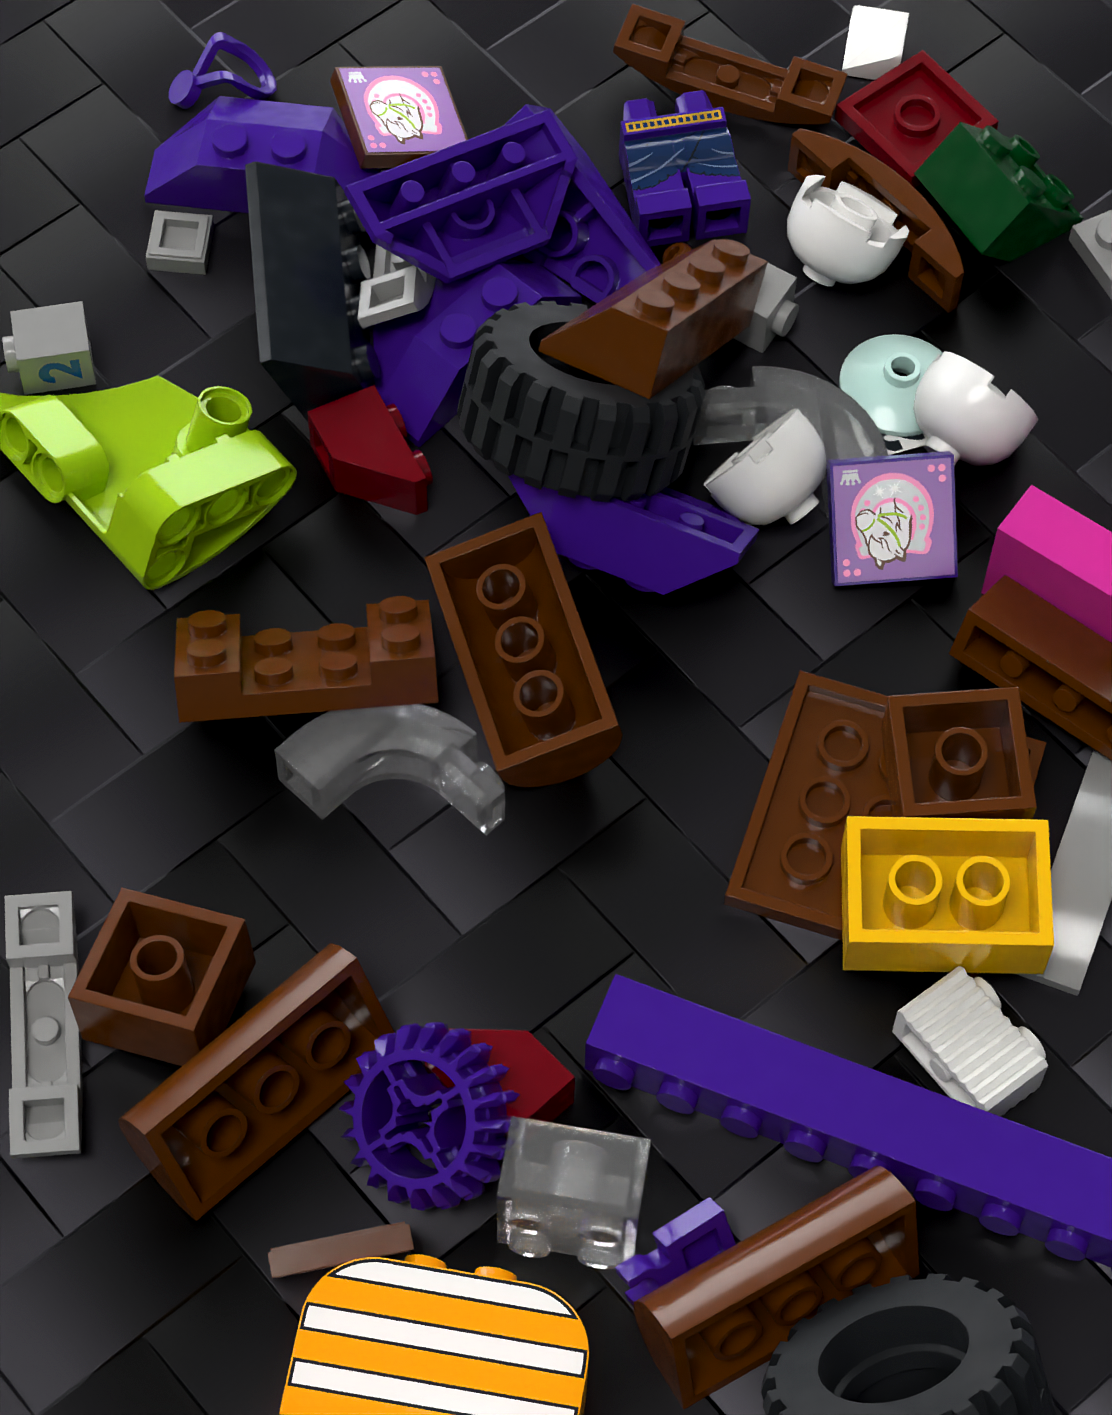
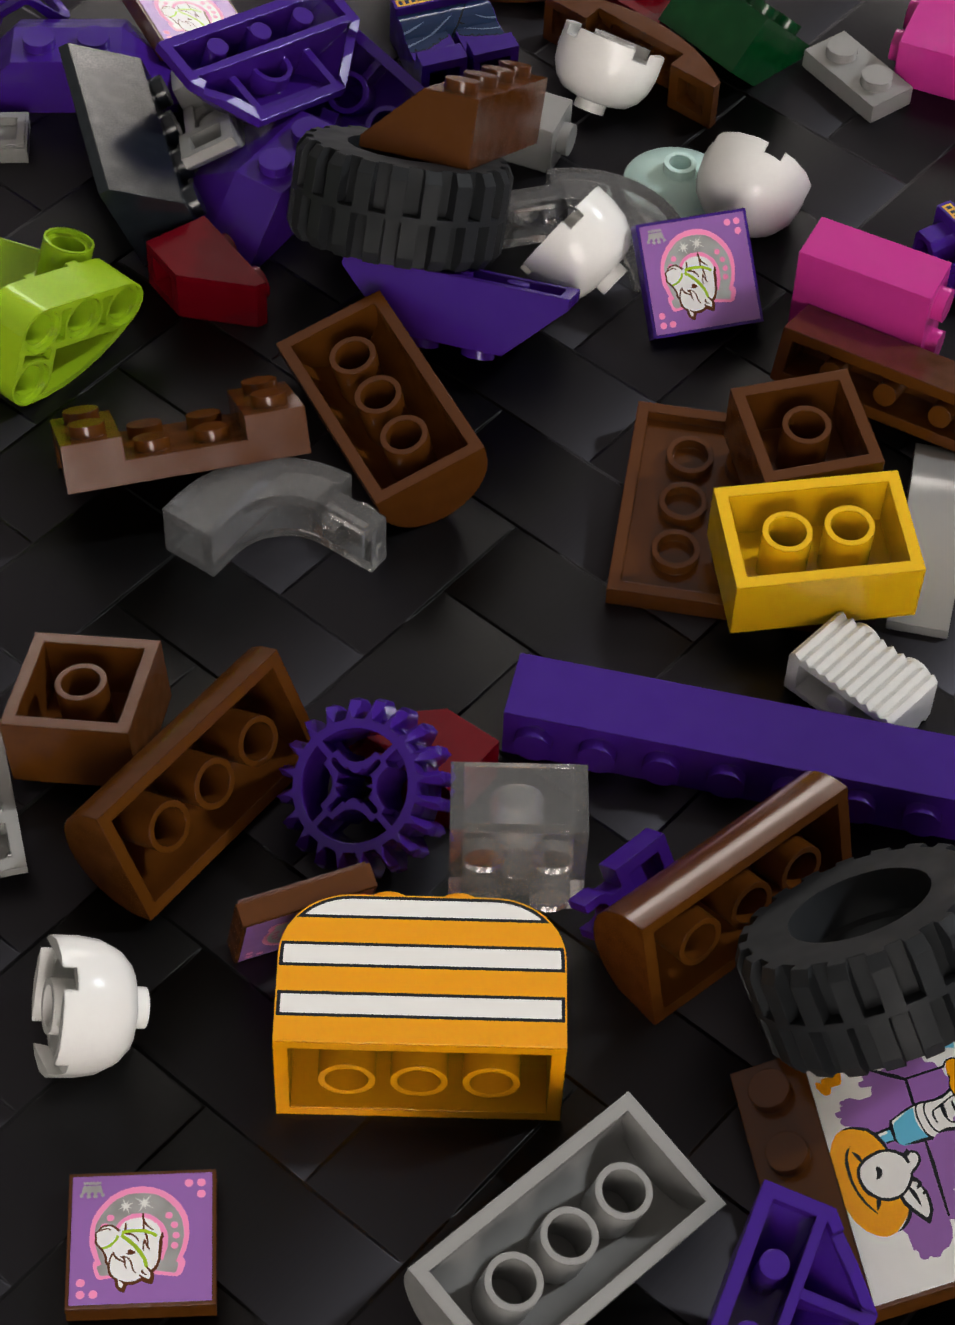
camera: 10 degrees left, 10 degrees down
(113, 1322) = (86, 1006): none -> white cylinder

